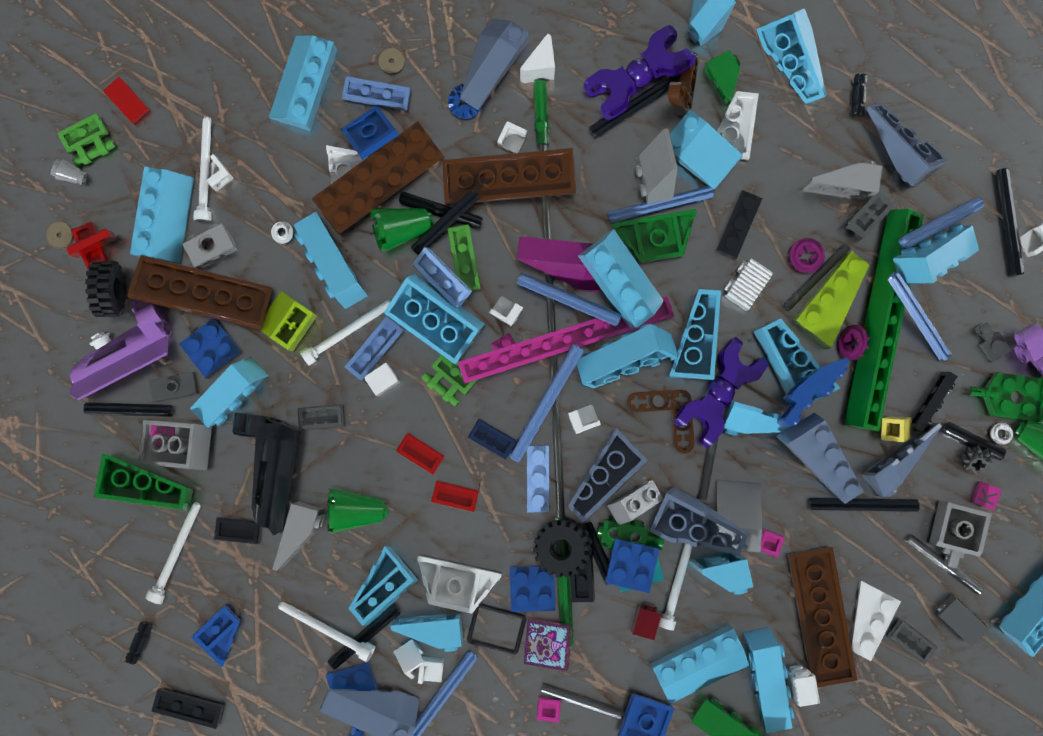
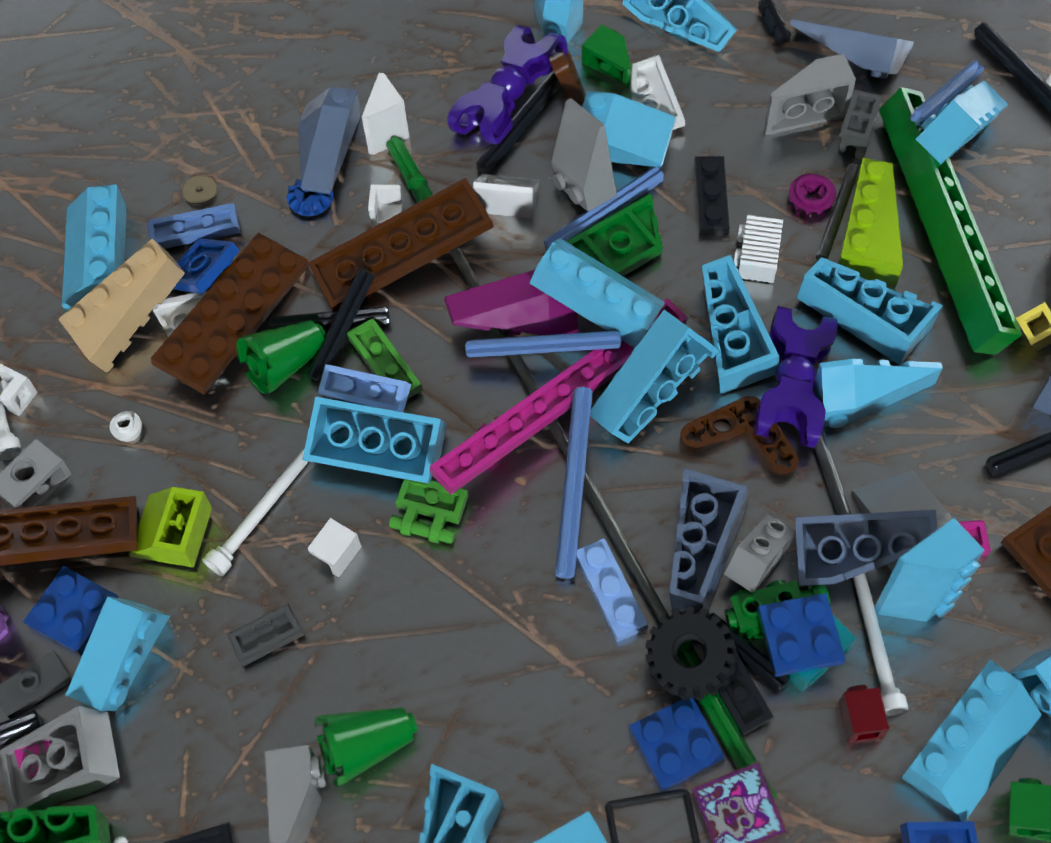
camera: 20 degrees left, 25 degrees down
(276, 455) = (217, 714): black panel -> none
(307, 143) = (121, 303): none -> tan wedge
(329, 261) = (206, 429): medium azure wedge -> none
(374, 348) = (307, 515): medium blue plate -> none
(420, 453) = (429, 626): red tile -> none
(455, 496) = (504, 662): red tile -> none
(455, 584) = (561, 783): white wing -> none
(492, 438) = (522, 562): dark blue plate -> none
(506, 311) = (469, 402): white panel -> none
(584, 419) = (634, 488): white panel -> none
(600, 160) = (507, 195): none -> white slope
(816, 384) = (907, 313): blue slope -> none
(820, 453) = (973, 391): sand blue wedge -> none
(848, 337) = (916, 259): magenta gear -> none
(919, 316) = (986, 193): medium blue axle -> none

